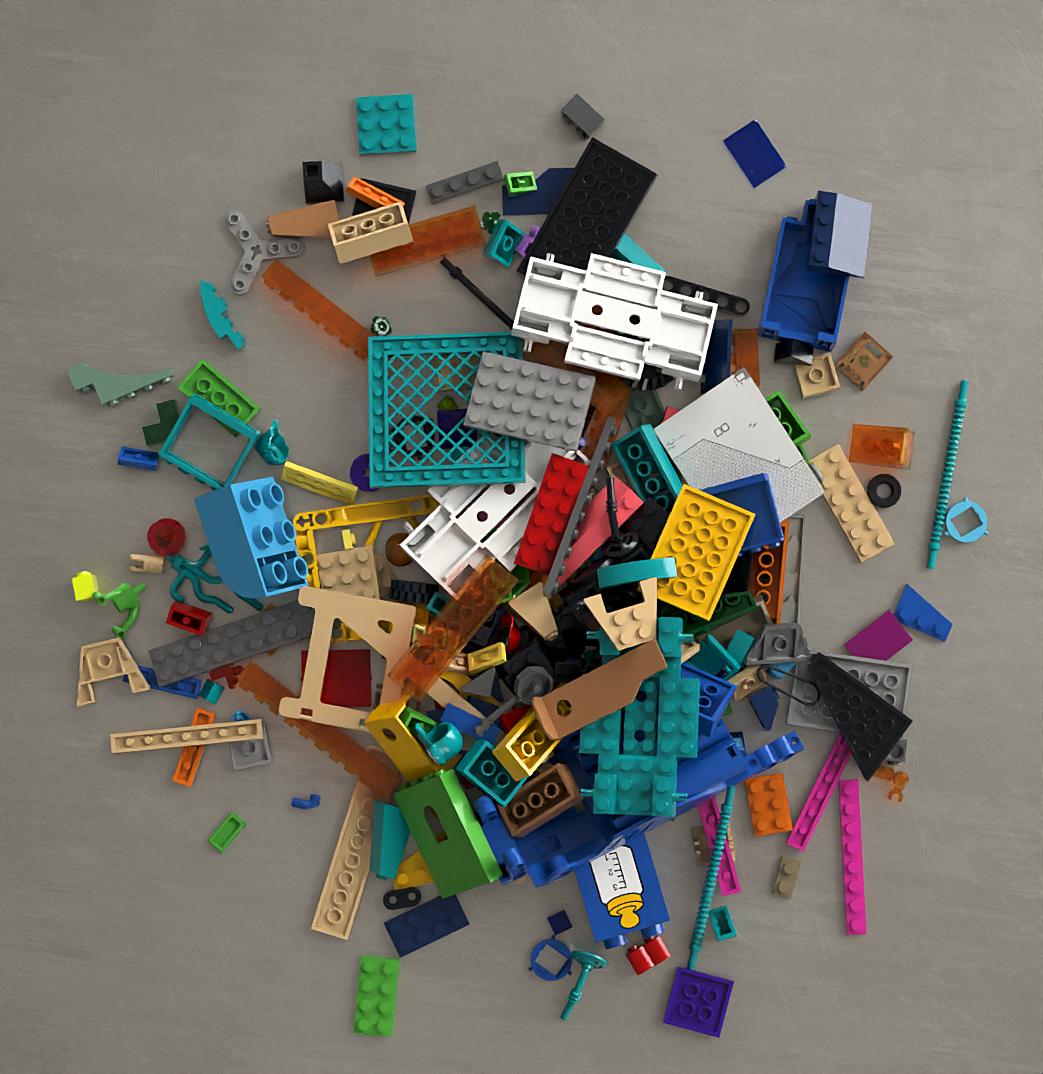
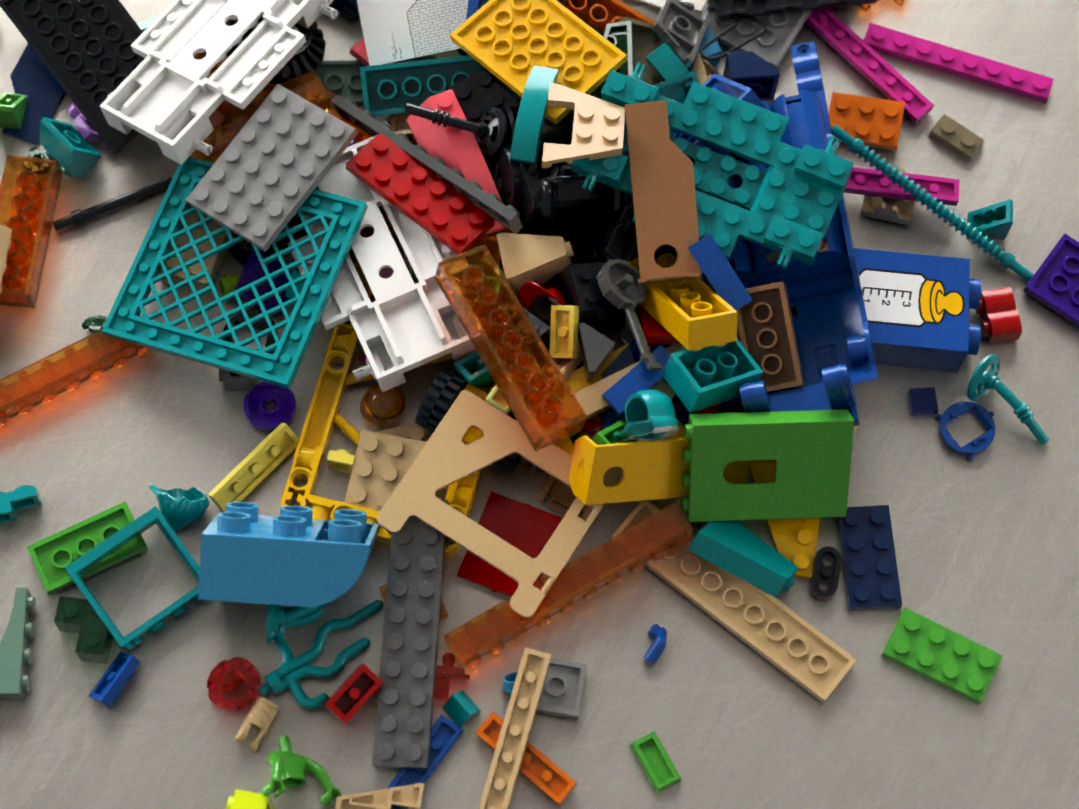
camera: 70 degrees left, 20 degrees down
(562, 751) = (719, 272): none -> blue tile

